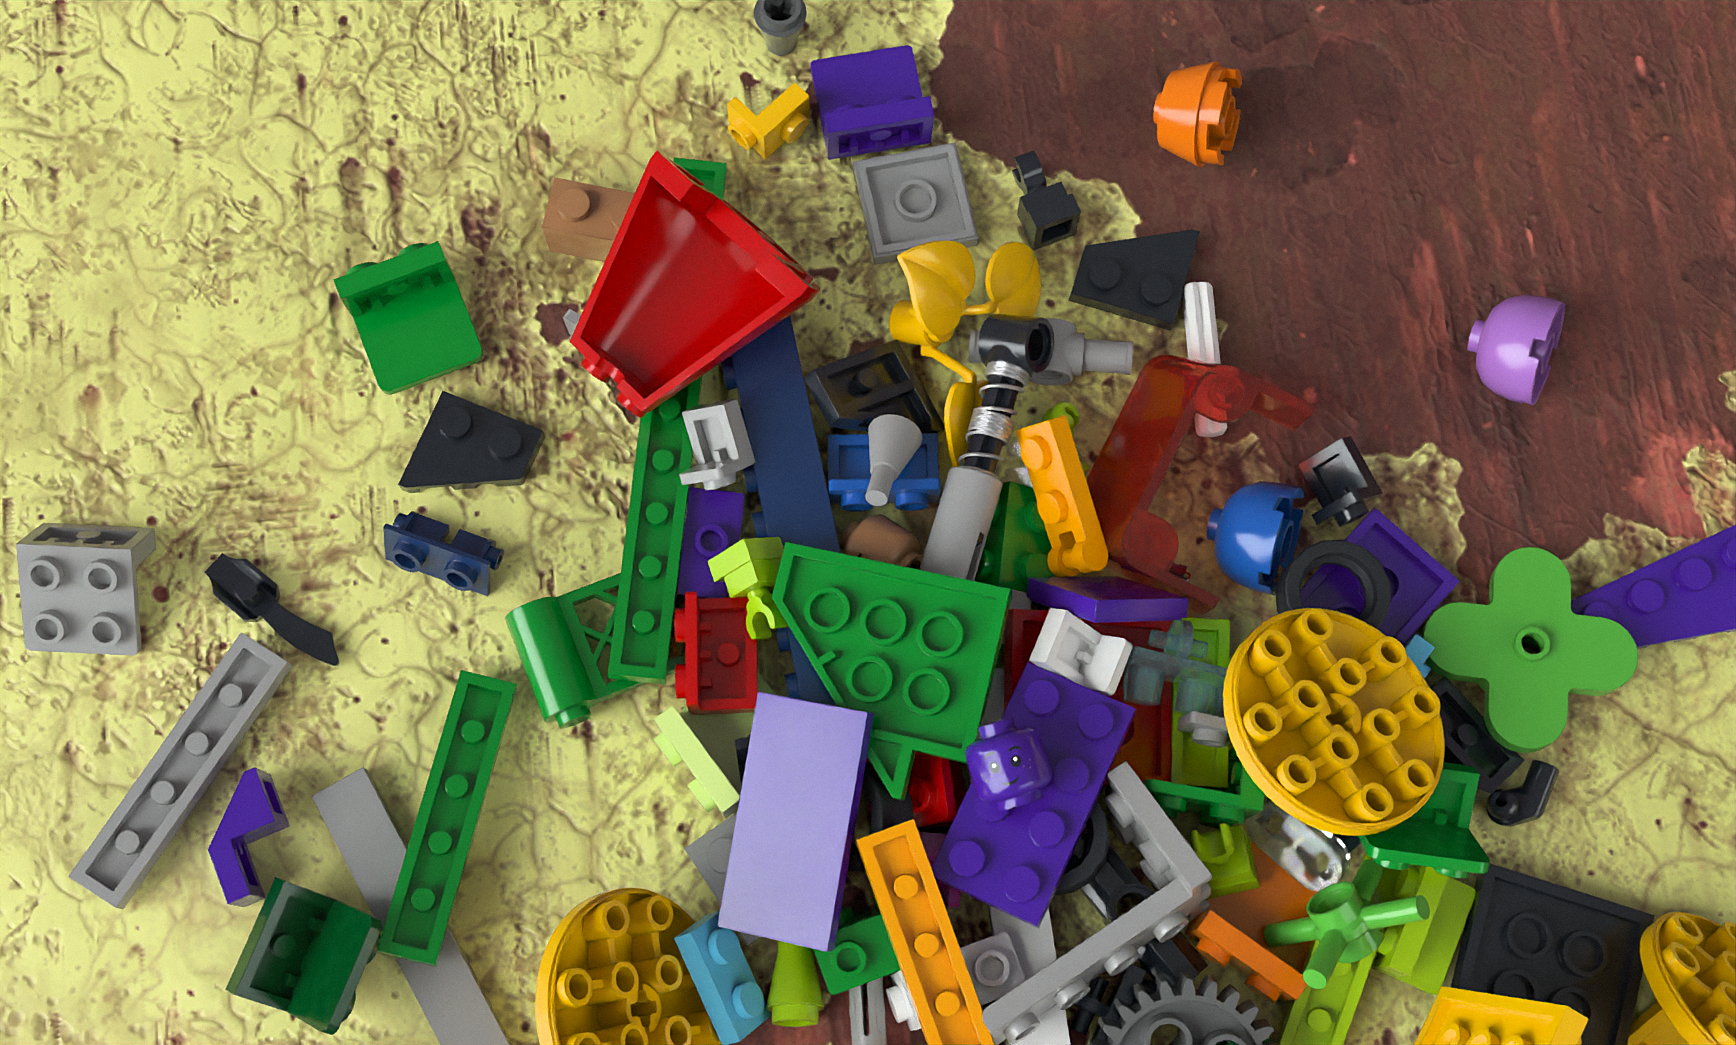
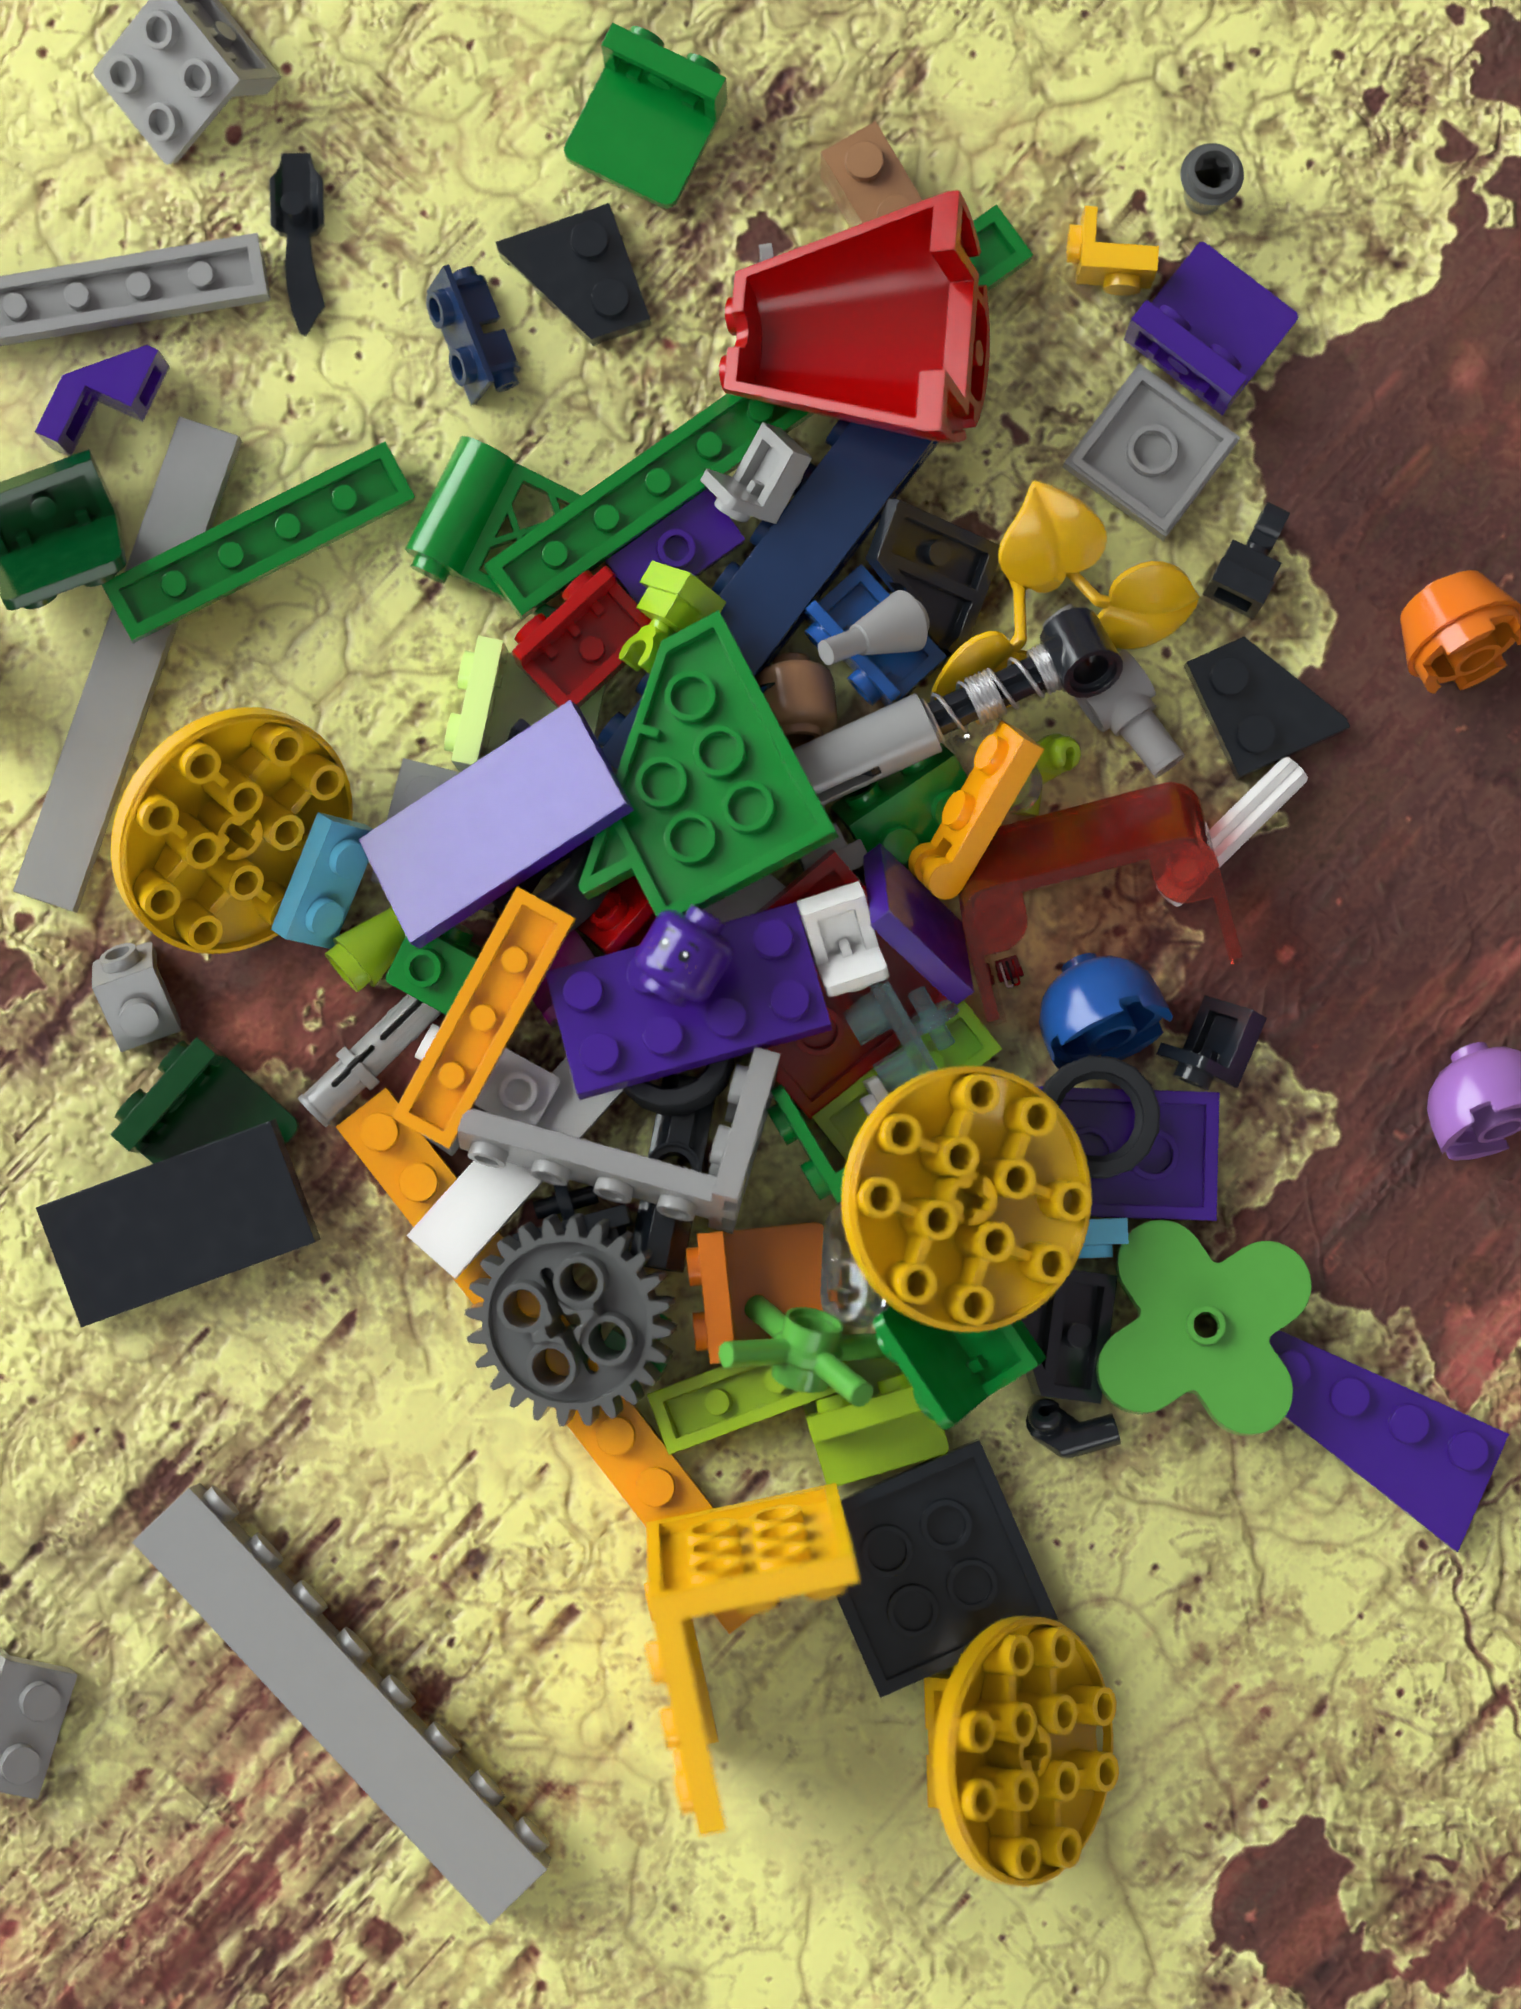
camera: 60 degrees right, 10 degrees up
(1228, 858) = (782, 1213): lime piece -> none

